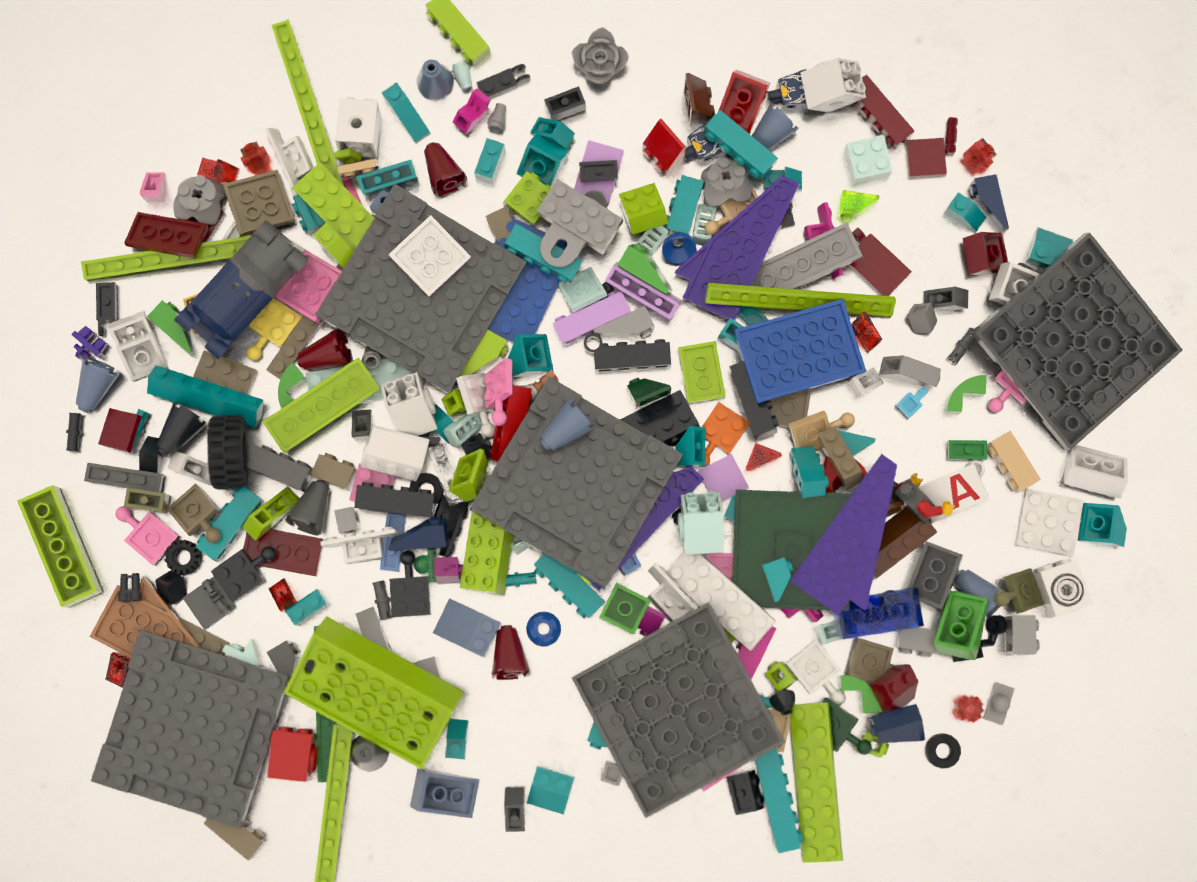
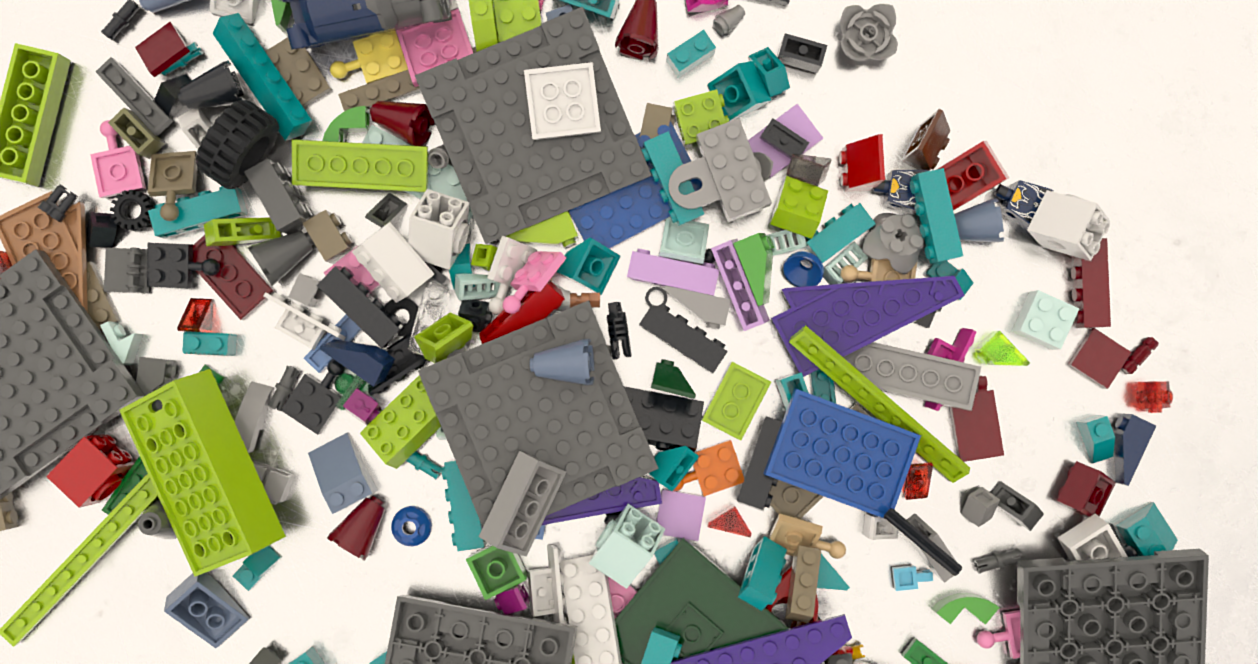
camera: 30 degrees right, 5 degrees up
(583, 384) = (618, 330): none -> black hinge
(609, 542) = (522, 504): none -> light grey slope
(630, 177) = (809, 168): none -> clear smoke slope
(897, 367) = (923, 542): none -> black axle

